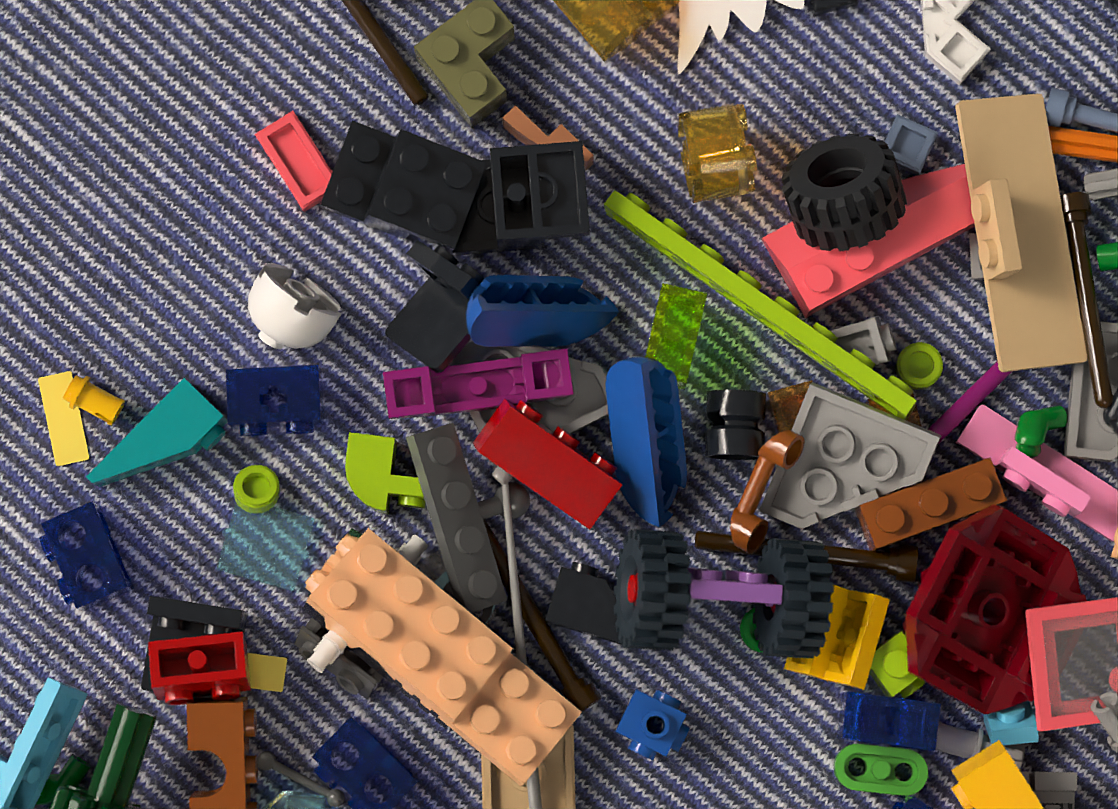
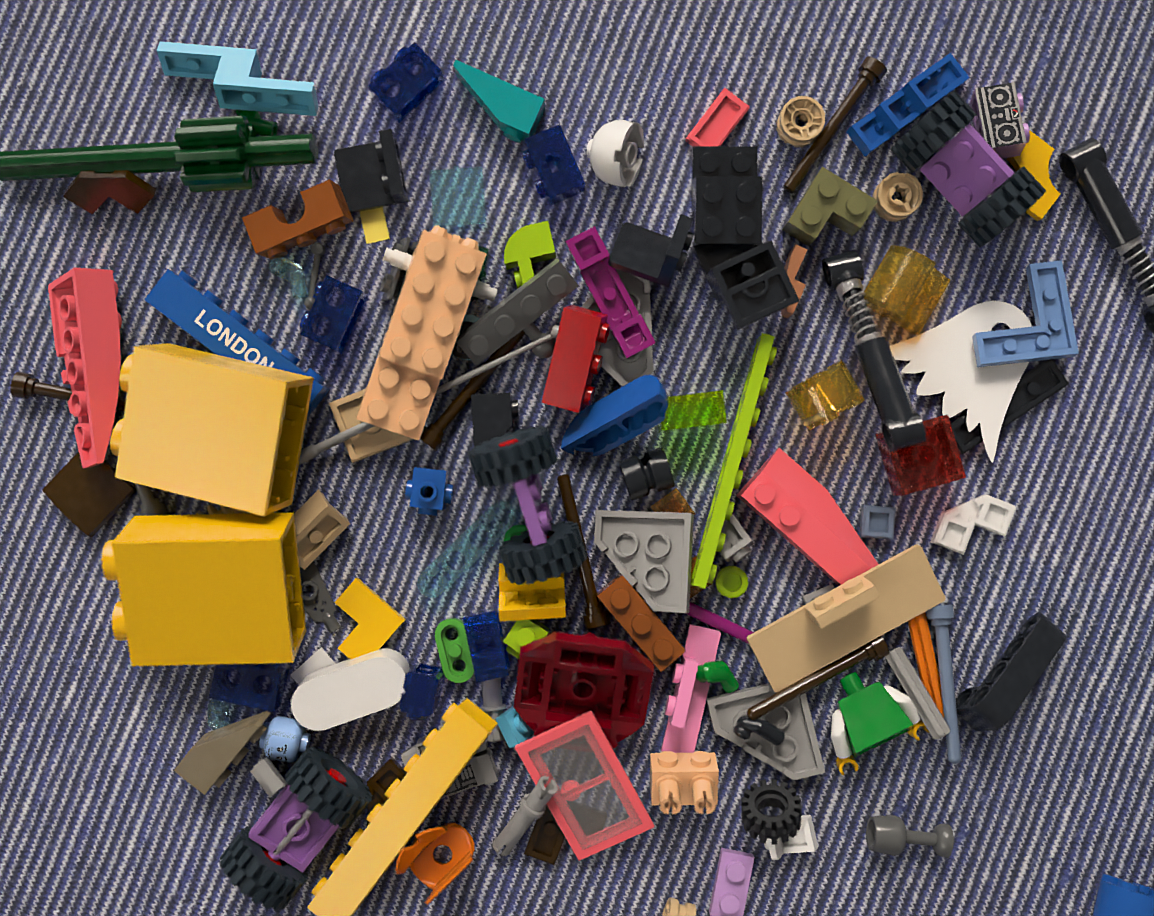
camera: 65 degrees right, 5 degrees up
(63, 422) = (492, 35): light yellow sticker -> none
(93, 399) = (510, 48): yellow pin -> none
(199, 667) = (357, 178): red brick -> none
(256, 489) = (490, 176): lime tile -> none
(326, 38) = (808, 111): none -> tan wheel
(535, 311) = (672, 311): blue brick -> none
(743, 706) = (464, 545): none -> clear light blue beam
(747, 528) = (580, 506): dark orange bar -> none
(791, 70) = (899, 422): none -> black piece
(840, 58) = (923, 464): none -> clear red brick
(844, 192) = (829, 490): black tyre -> none

